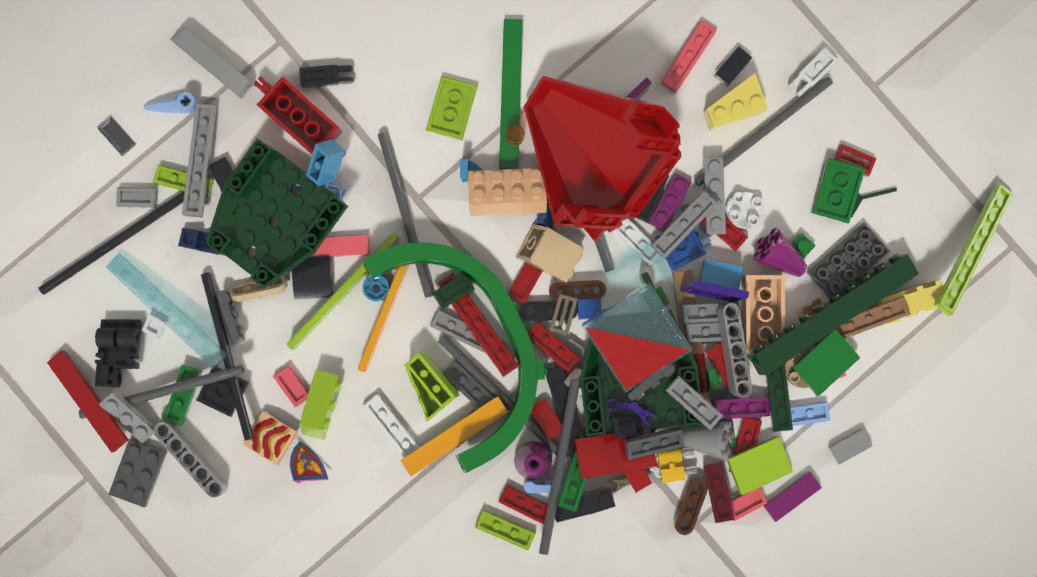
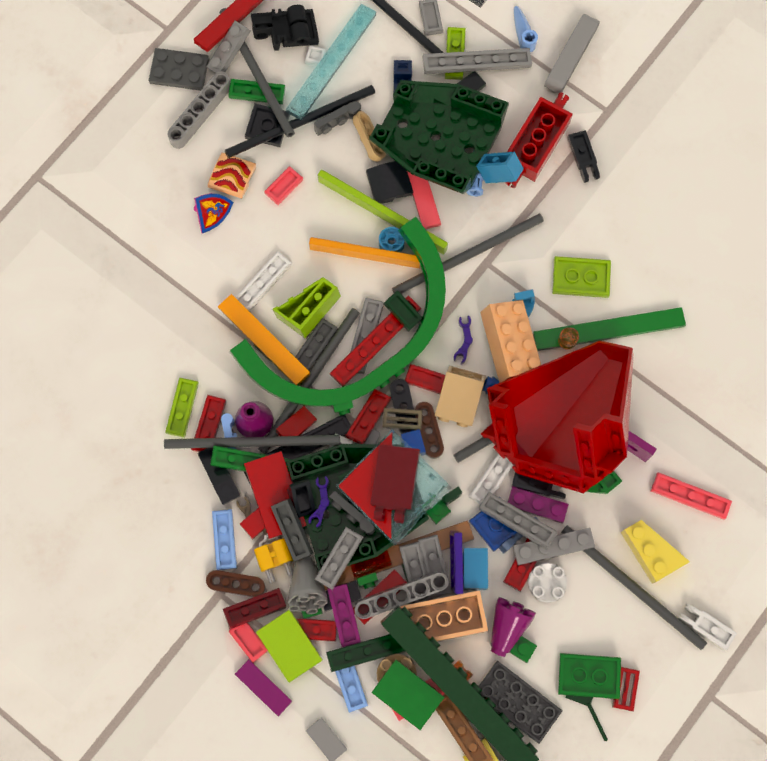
camera: 85 degrees right, 10 degrees down
(320, 404) = (270, 211): lime wedge -> none
(494, 234) = (467, 340): none -> dark purple piece
(636, 334) = (394, 481): none -> dark red tile
(645, 509) = (224, 539): none -> light blue tile
(733, 66) = (692, 543): black tile -> none

